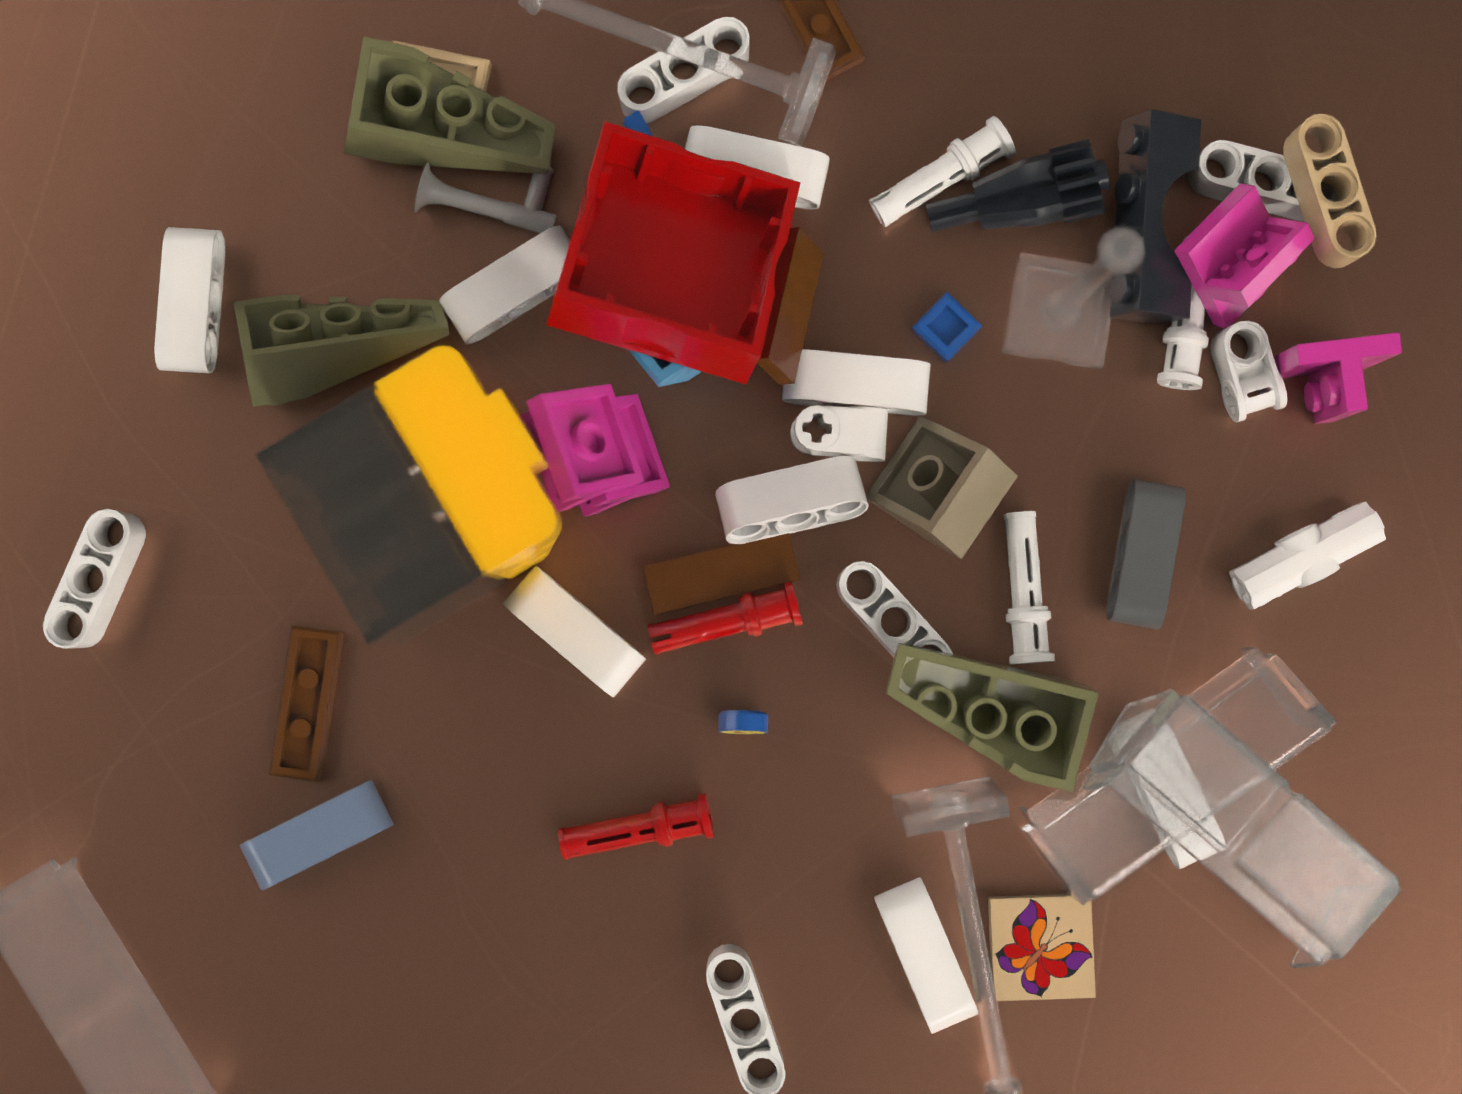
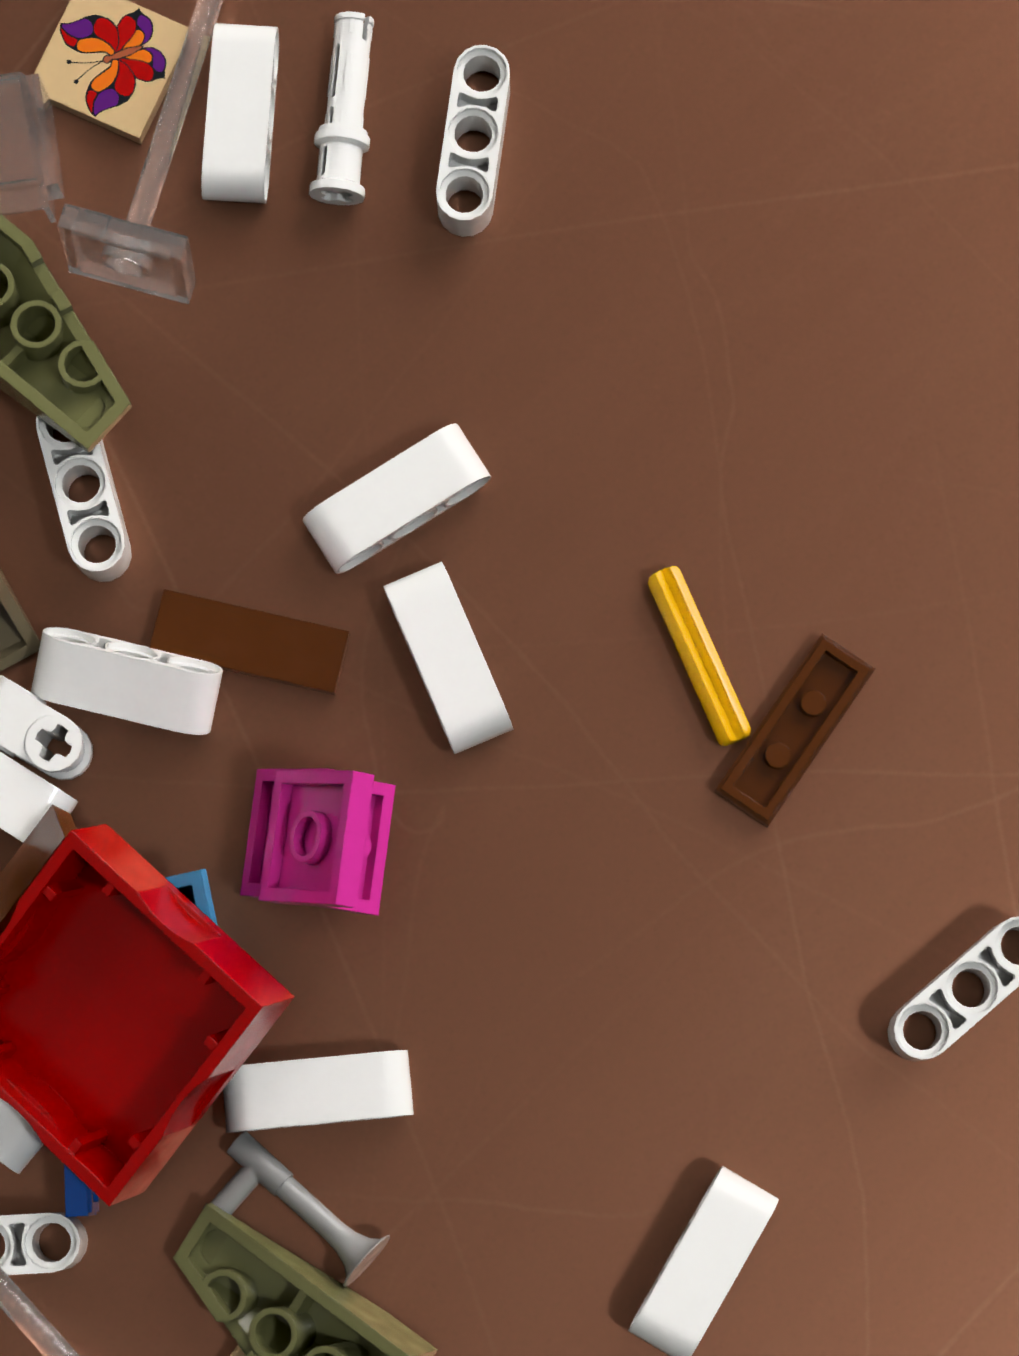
camera: 150 degrees left, 5 degrees down
(307, 348) = (585, 1135): olive wedge -> none
(316, 835) = (851, 573): sand blue beam -> none
(398, 722) = (699, 656): none -> yellow axle
(417, 495) = (526, 863): piece -> none
(660, 824) = (459, 396): red pin -> none
(668, 727) = (396, 498): none -> white beam
(743, 722) = (310, 461): blue tile -> none
(749, 615) = (241, 577): red pin -> none
(843, 975) = (342, 135): none -> white pin

